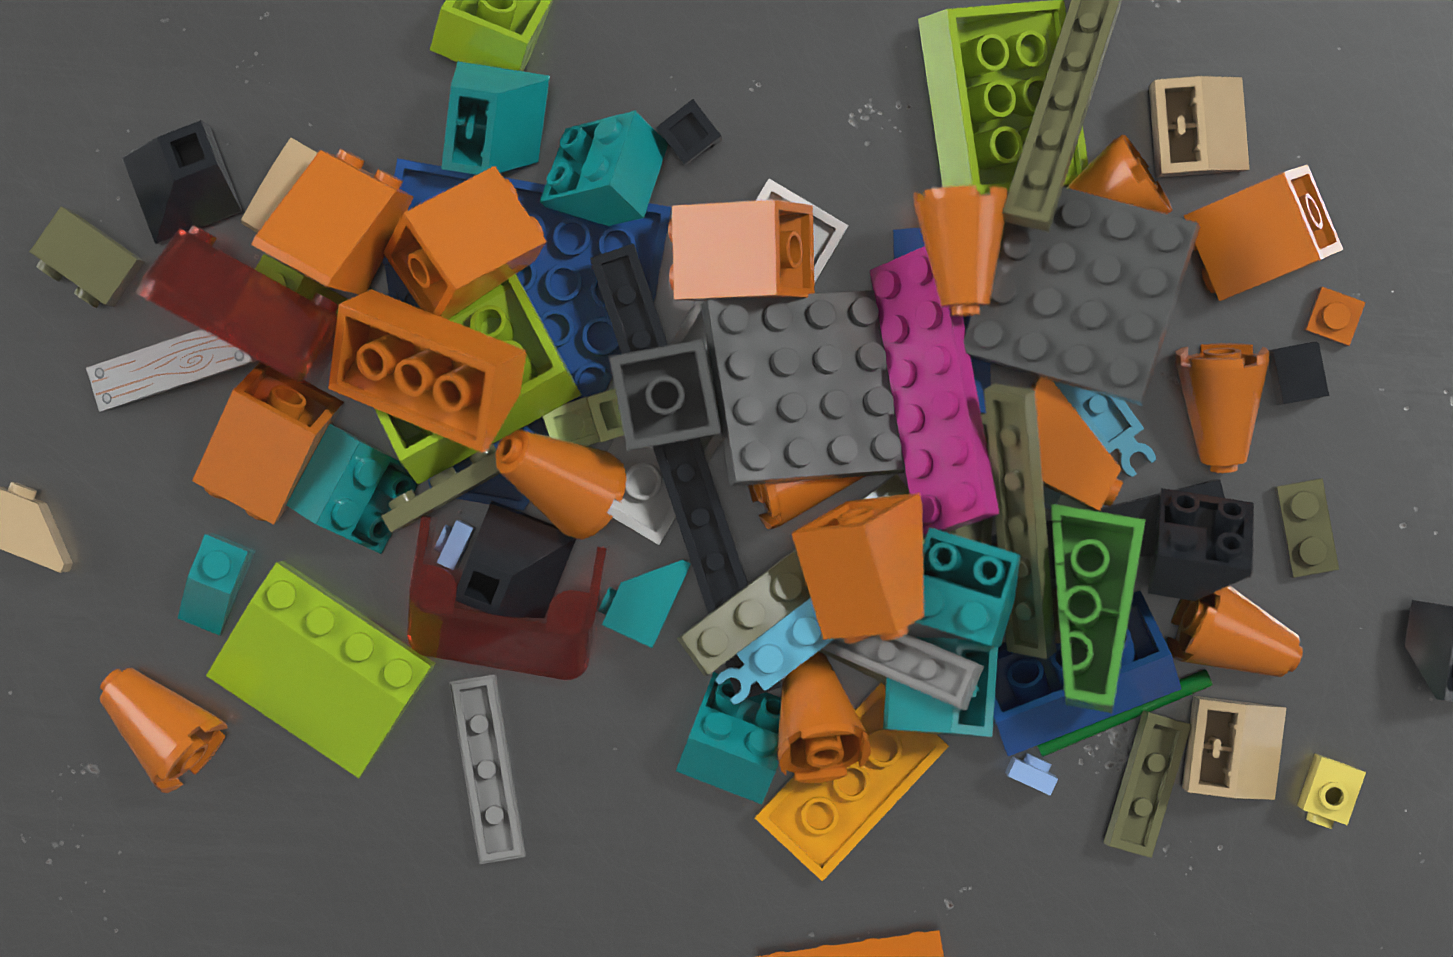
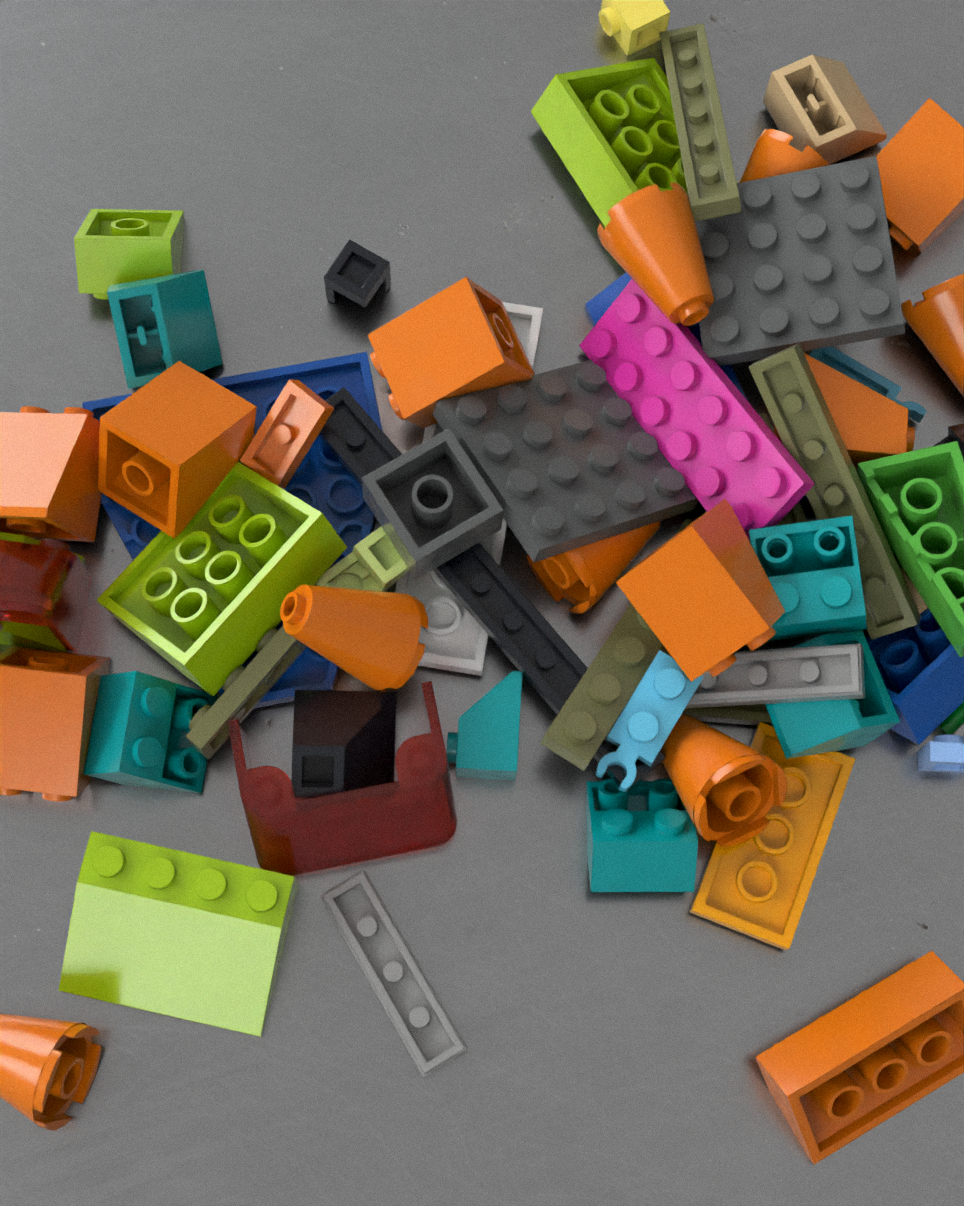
camera: 25 degrees left, 15 degrees down
(214, 582) = (34, 885): teal slope -> none
(425, 368) = (178, 569): orange slope -> none
(454, 543) = (273, 746): light blue plate -> none
(566, 271) = (287, 433): none -> orange plate
(605, 169) = (290, 333): teal slope -> none

